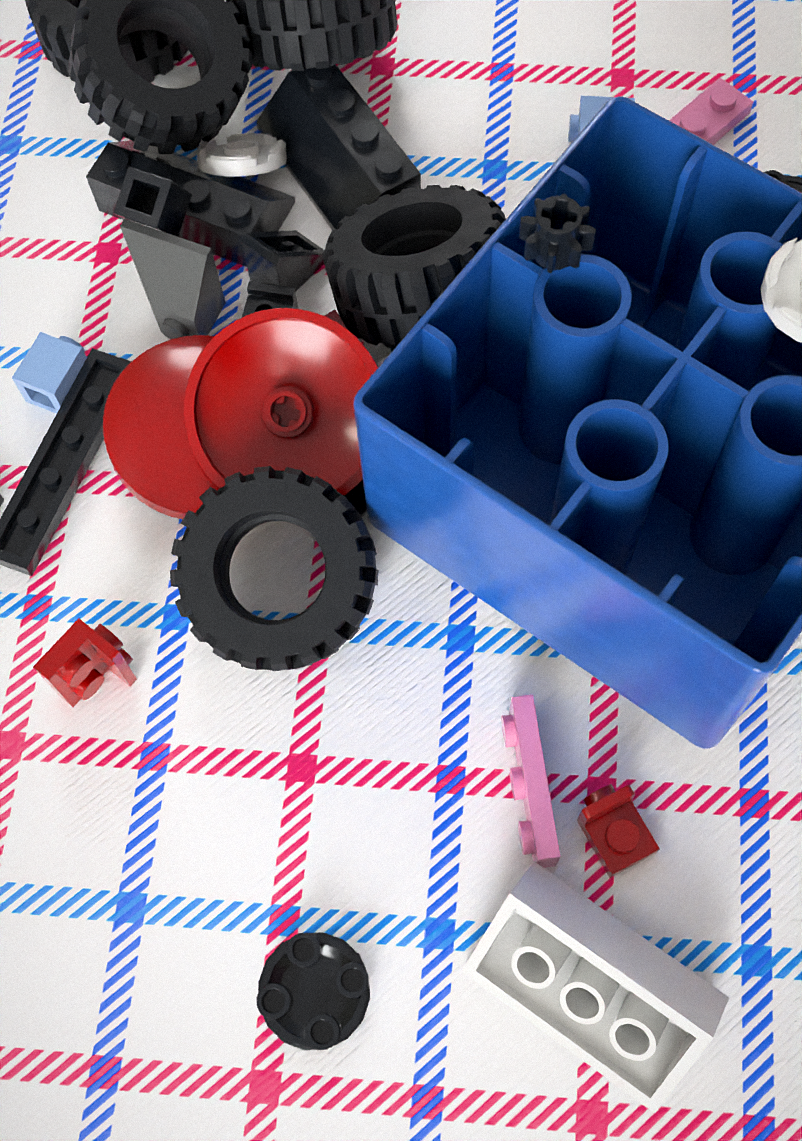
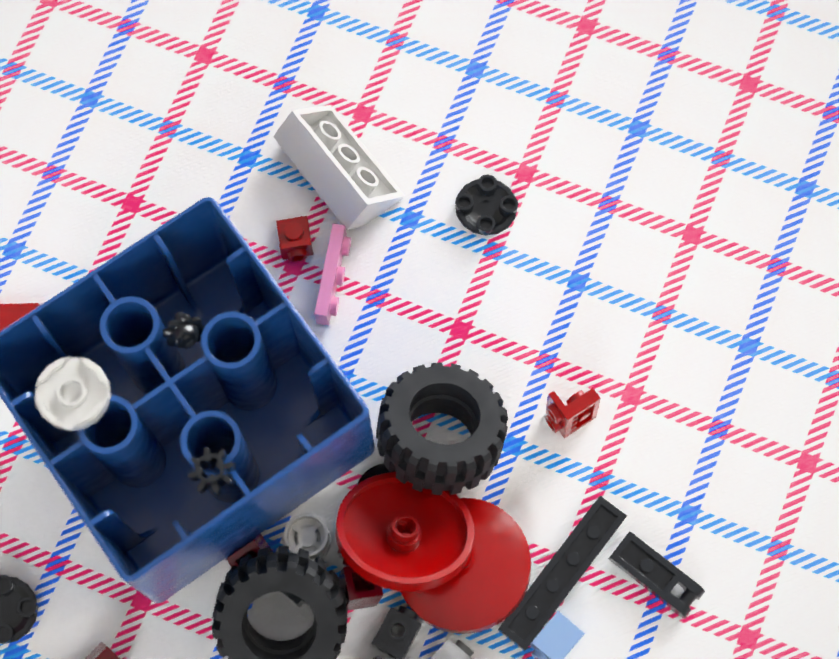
camera: 165 degrees left, 5 degrees up
(701, 450) = (183, 330): none -> black plant

